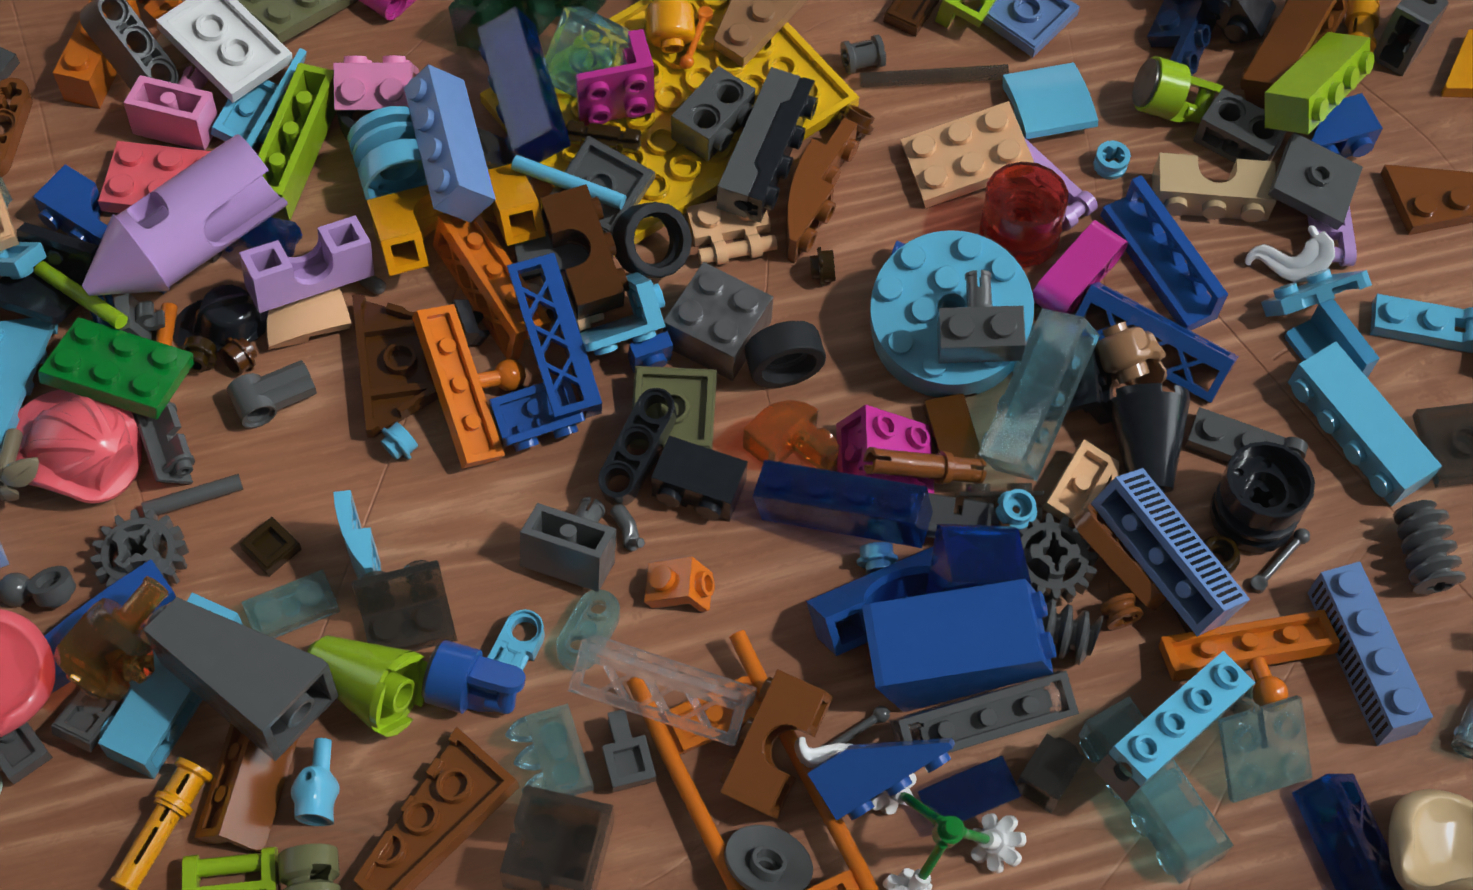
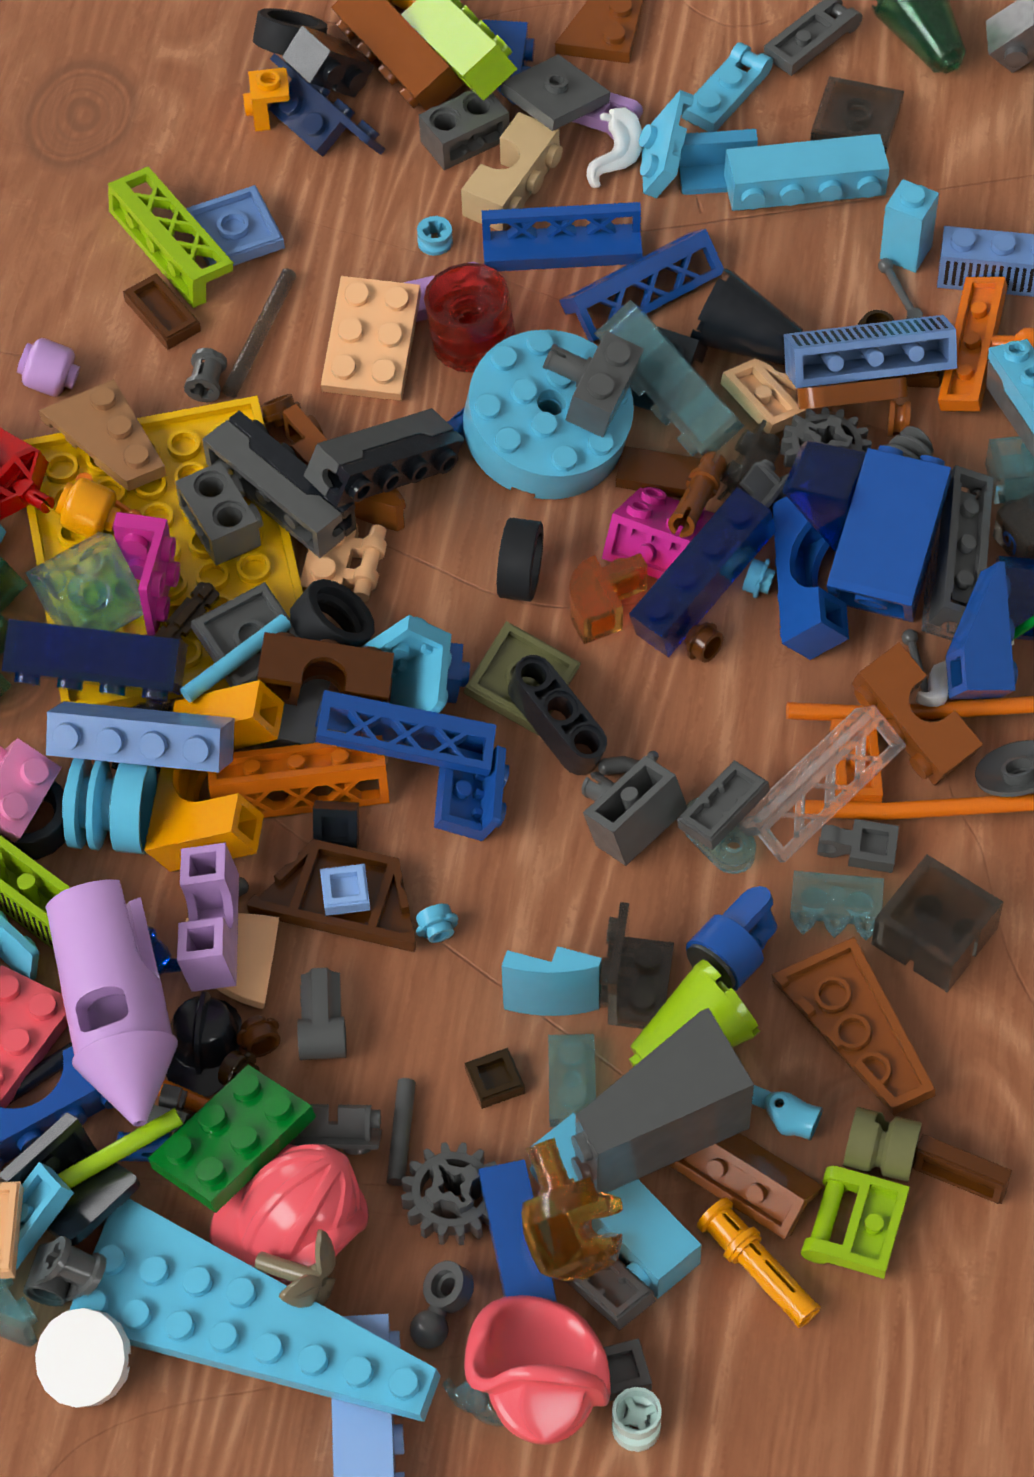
camera: 60 degrees left, 5 degrees down
(392, 357) = (345, 889): none -> light blue tile
(461, 386) = (409, 838): orange plate -> none
(517, 652) = (712, 902): medium azure piece -> none
(600, 615) = (723, 805): none -> dark grey plate
(679, 583) = (709, 742): orange bracket -> none
(699, 478) = (615, 679): black piece -> none
(717, 320) = (451, 595): flat silver brick -> none
(784, 538) = (703, 642): none -> reddish brown plate
(823, 266) = (428, 500): dark brown plate -> none
(826, 205) = (383, 457): none -> piece
(1016, 498) = (773, 444): medium azure plate -> none
(1050, 100) = (343, 248): medium azure slope -> none
(1080, 266) = (540, 298): dark pink beam -> none
(1131, 355) = (661, 297): medium nougat head -> none
(1163, 90) = (392, 157): lime piece -> none
(1223, 436) = (785, 262): dark grey plate -> none
(1262, 496) = (847, 267): black wheel -> none
(1346, 530) = (909, 225): none -> medium azure brick
(1425, 547) = (948, 180): dark grey piece -> none

